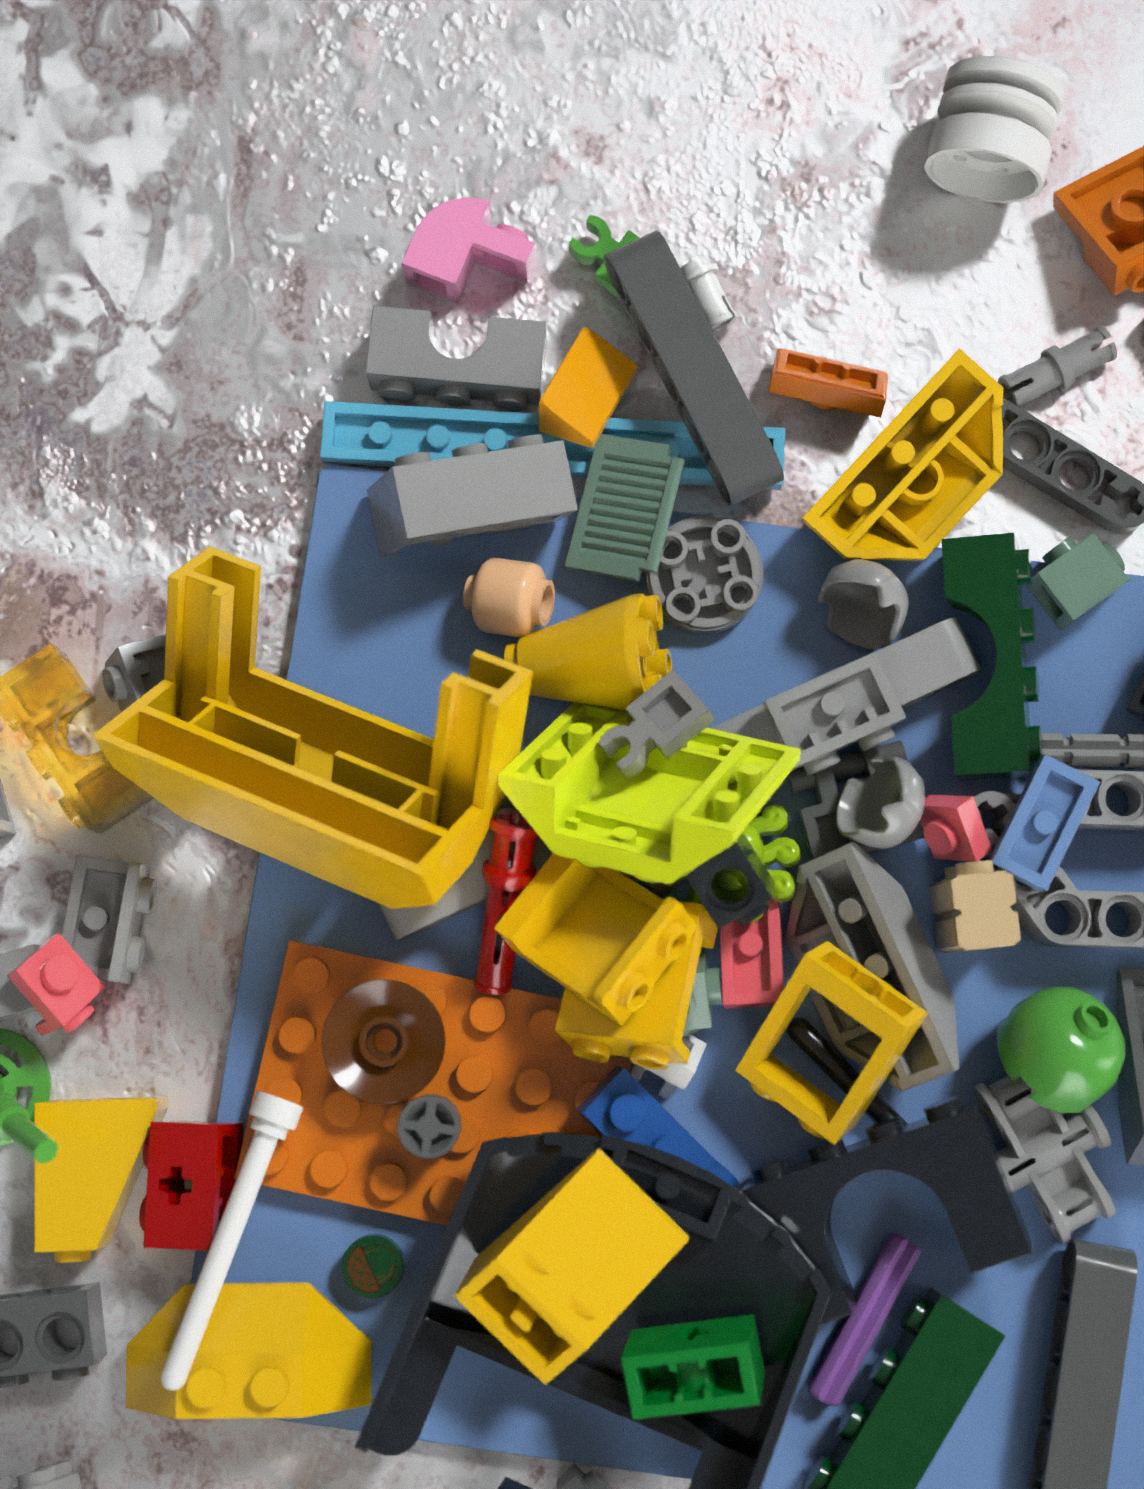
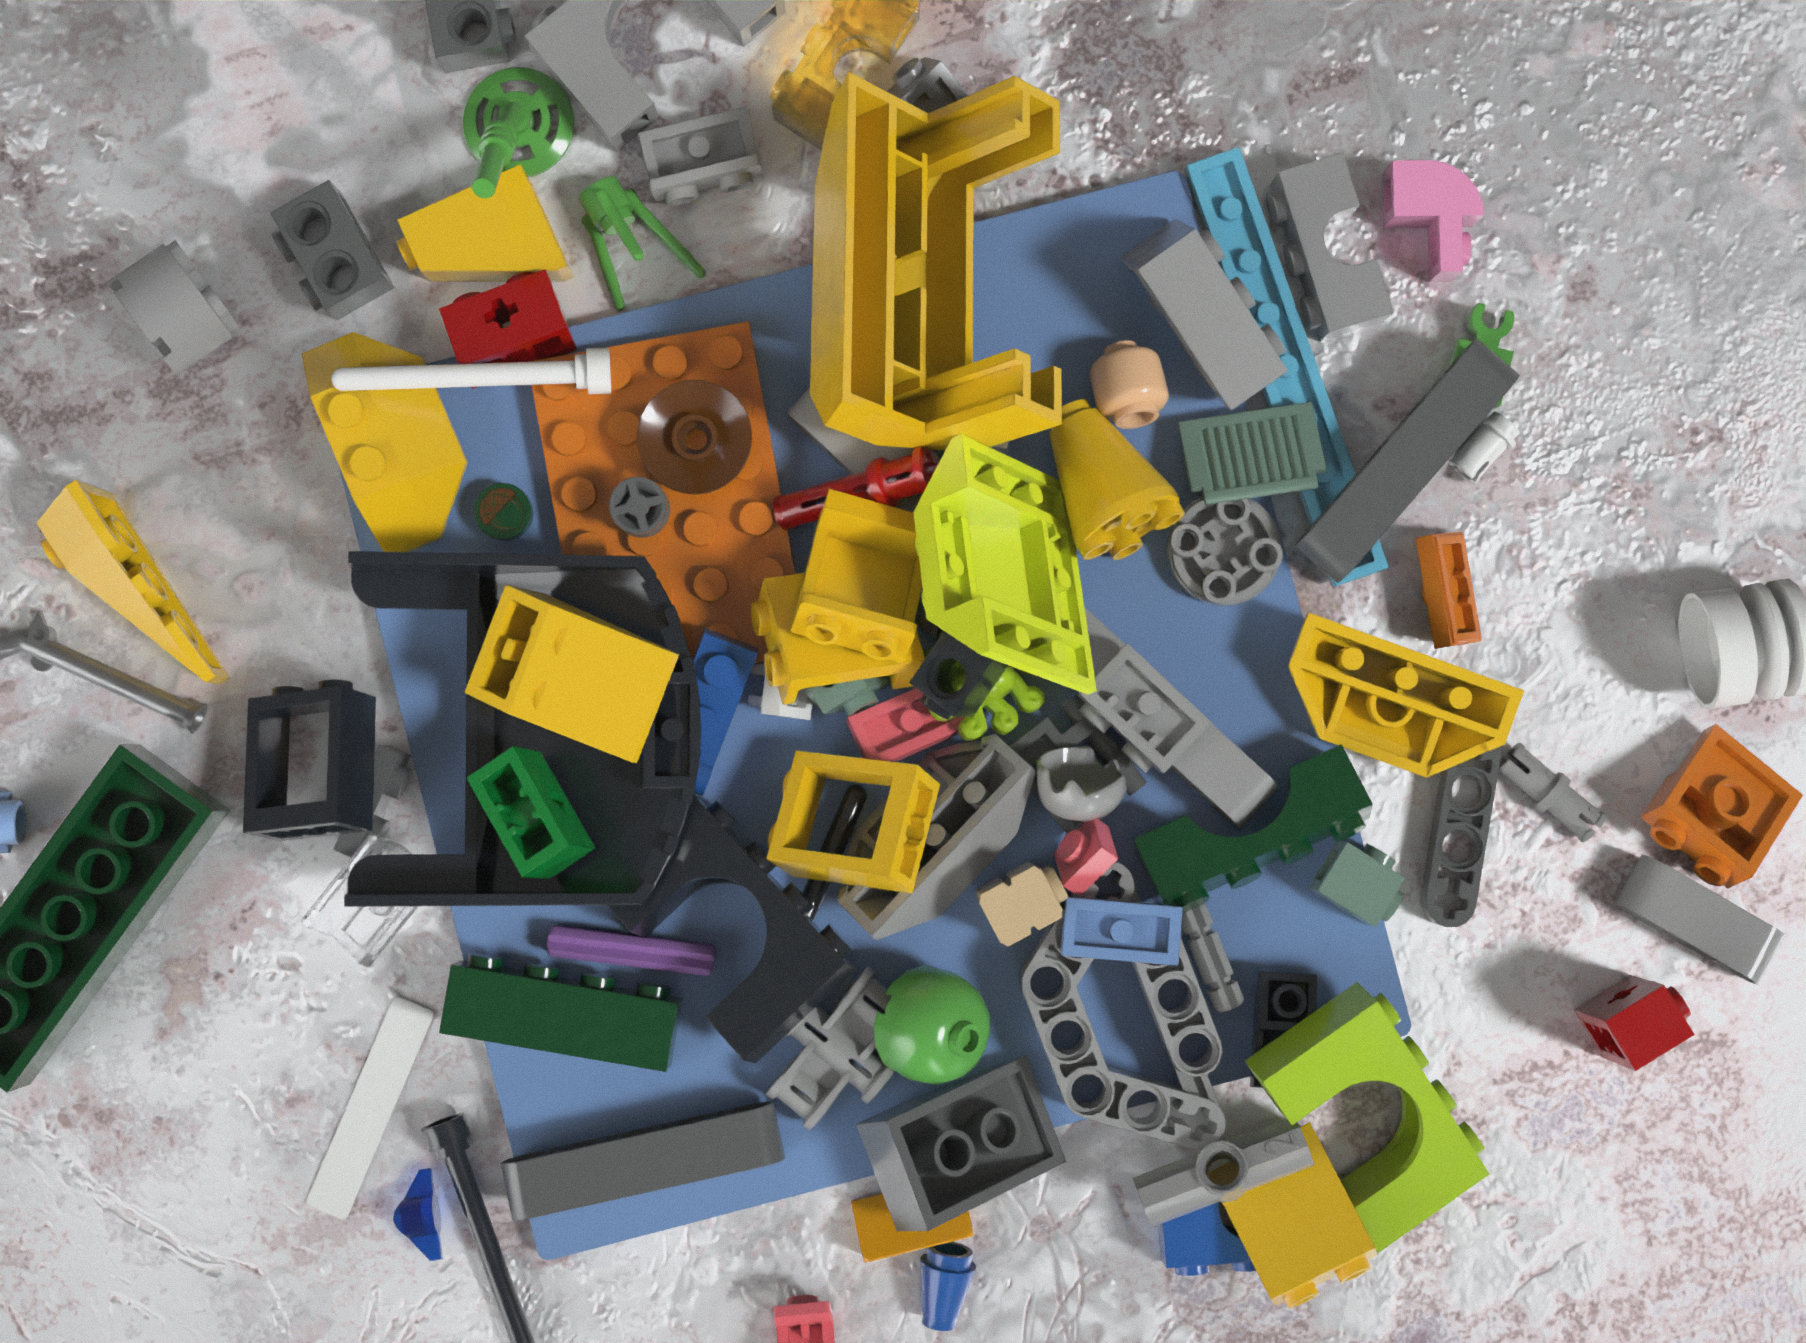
camera: 65 degrees right, 5 degrees up
(57, 985) = (627, 139): coral bracket -> none
(119, 1031) = (610, 210): none -> bright green plant
(585, 390) = (1347, 373): light orange slope -> none
(662, 718) = (1071, 560): light grey plate -> none
(864, 603) = (1256, 701): light grey hair -> none

